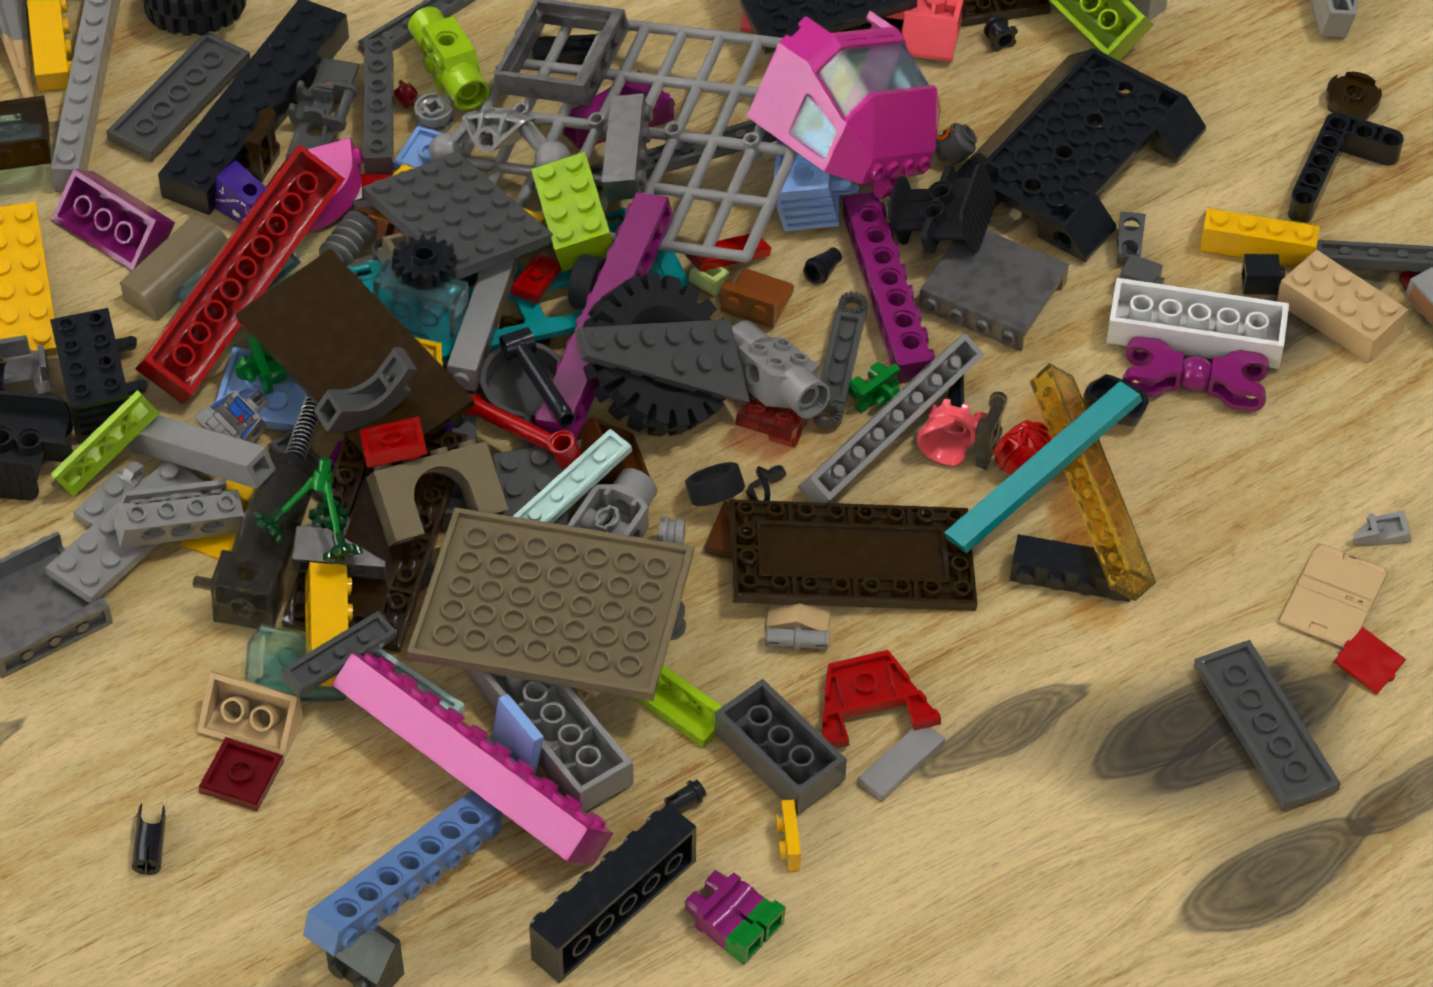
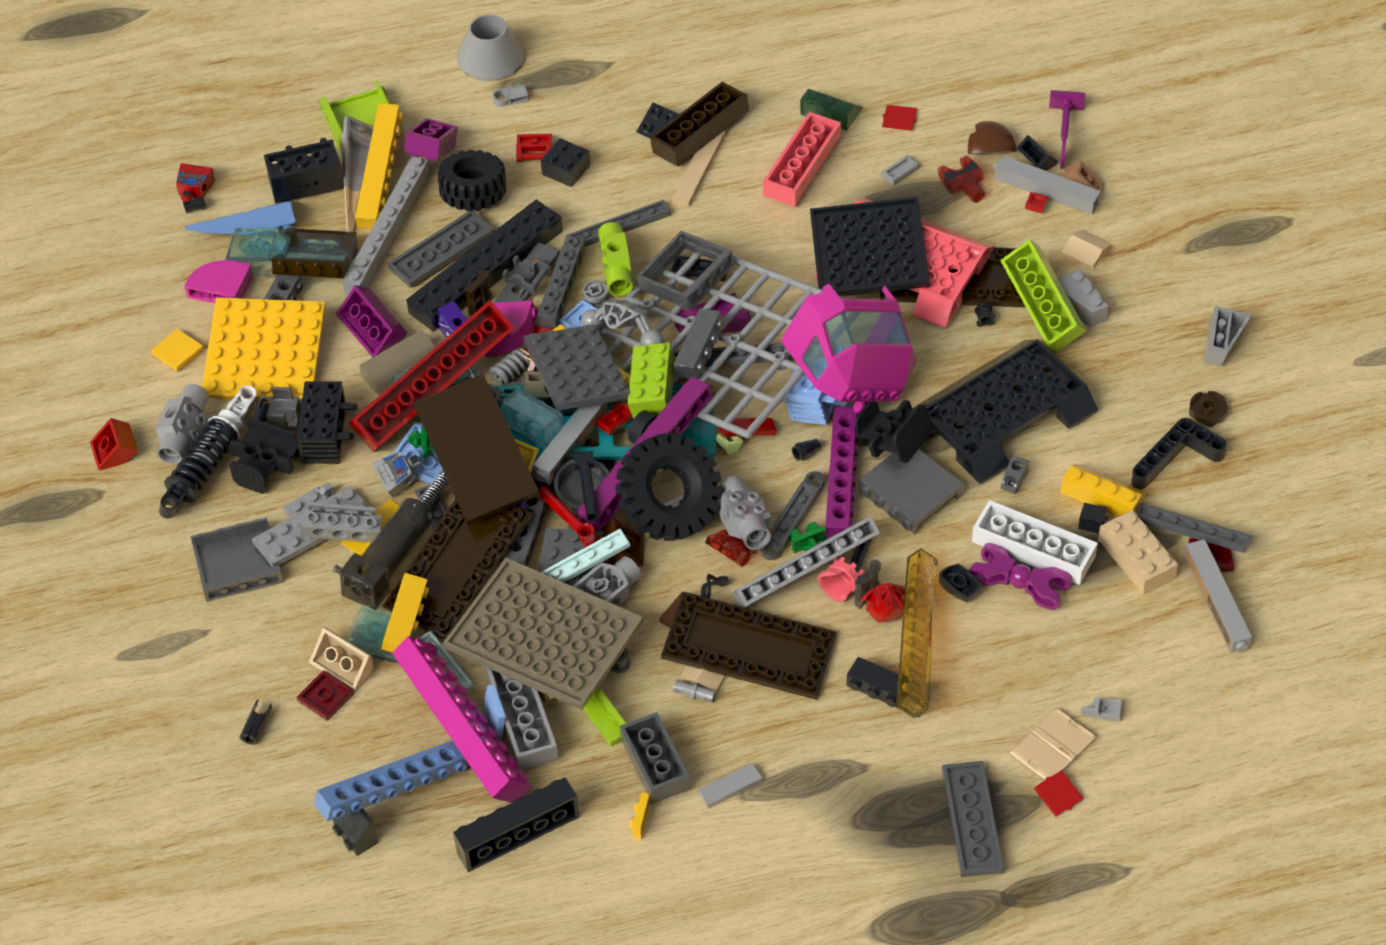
camera: 20 degrees right, 0 degrees up
(105, 443) = (313, 467): lime fence -> none
(205, 451) = (366, 484): light grey brick -> none
(314, 541) = (417, 564): flat silver slope -> none
(326, 514) = (425, 545): dark green plant -> none
(331, 656) = (394, 636): dark grey tile -> none
(369, 401) = (471, 478): dark grey arch -> none
(393, 442) = (477, 508): red plate -> none
(406, 94) = (582, 277): dark red plate -> none
(424, 263) = (537, 395): black gear -> none
(467, 466) = (522, 532): dark tan arch -> none
(672, 530) = (640, 605): light grey wheel -> none
(674, 353) = (680, 490): dark grey wing -> none
(686, 796) = (586, 775): black pin -> none
(715, 484) = (678, 579): black tyre -> none
(735, 915) = (588, 857): magenta hips -> none
(756, 297) = (754, 461): dark orange bracket -> none
(868, 686) = (724, 732): red wing -> none
(955, 143) = (923, 385): dark grey head -> none
(1043, 467) = (887, 616): teal tile -> none
(1142, 270) = (1011, 499): dark grey brick -> none

